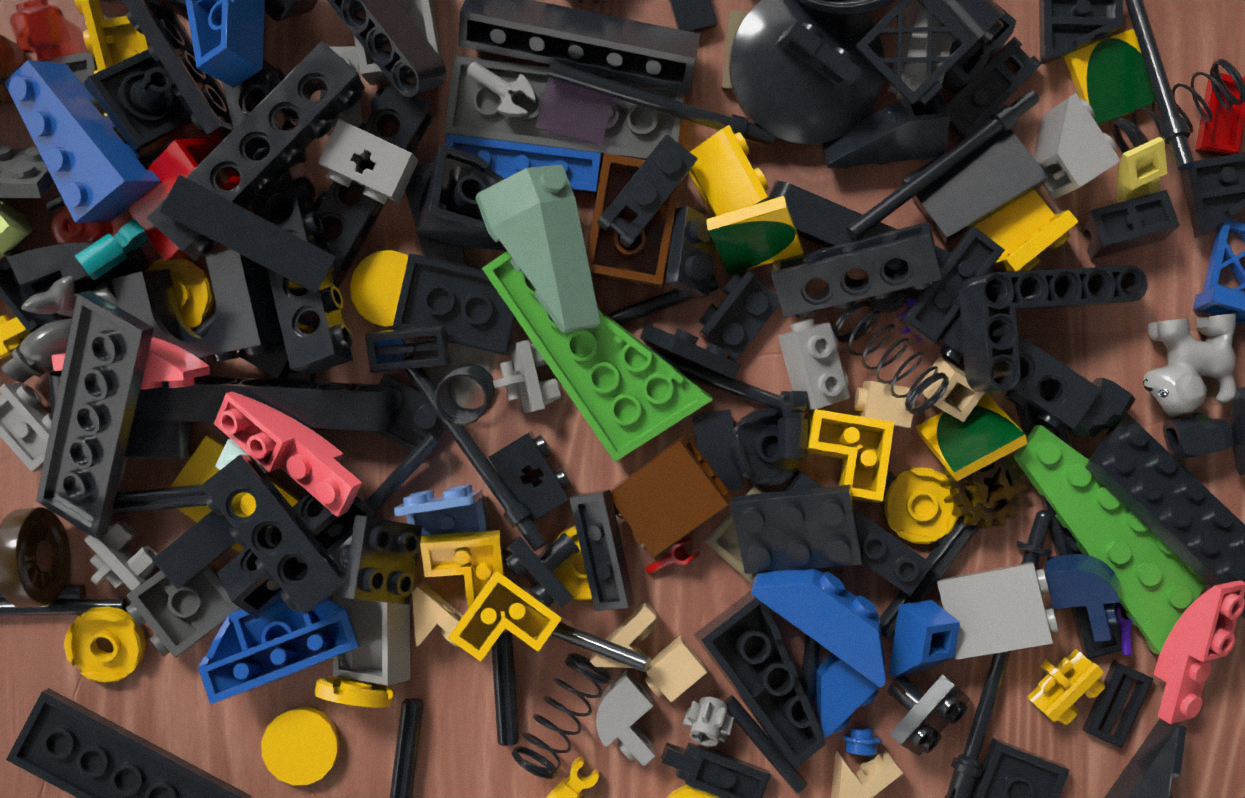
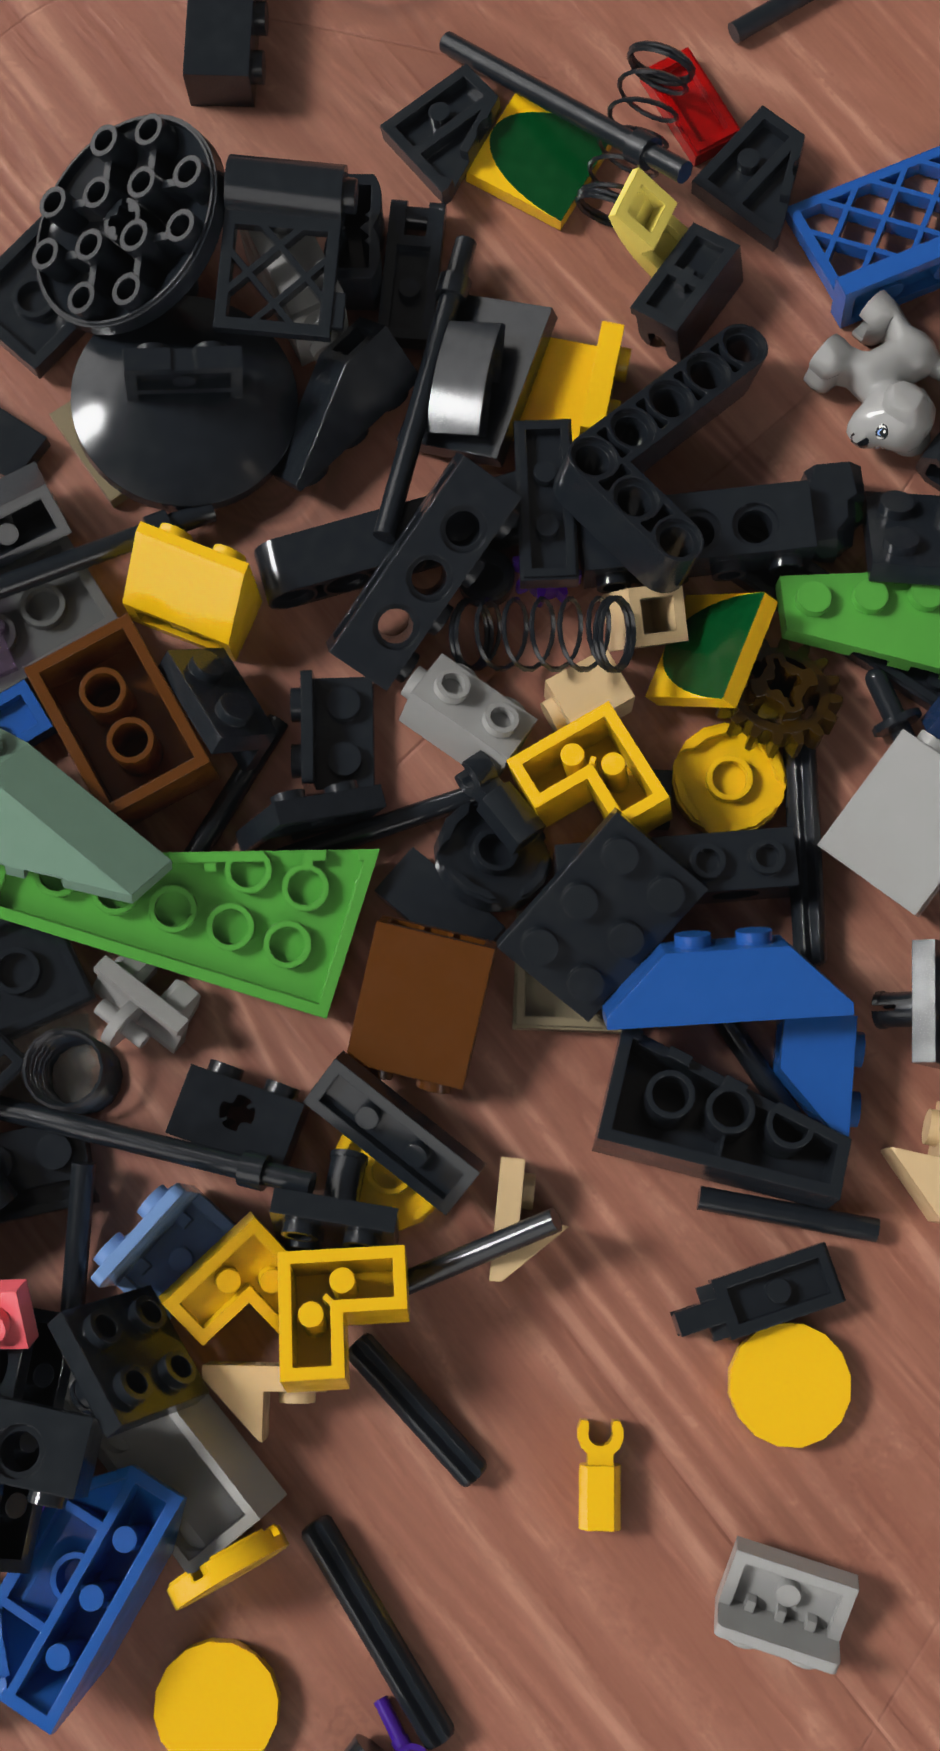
camera: 35 degrees left, 10 degrees down
(542, 772) = (528, 1469): black piece -> none
(616, 716) = (575, 1321): light grey brick -> none
(648, 189) = (106, 667): black plate -> none
(674, 669) = (602, 1210): tan brick -> none
(676, 555) = (491, 1072): red hand -> none
(708, 721) = (695, 1238): light grey gear -> none
(755, 235) = (275, 624): dark green tile -> none
(861, 741) = (897, 1111): blue plate -> none
(922, 638) = (859, 926): blue slope -> none
(968, 178) = (464, 377): none -> black slope
(1072, 147) = (552, 256): light grey slope -> none

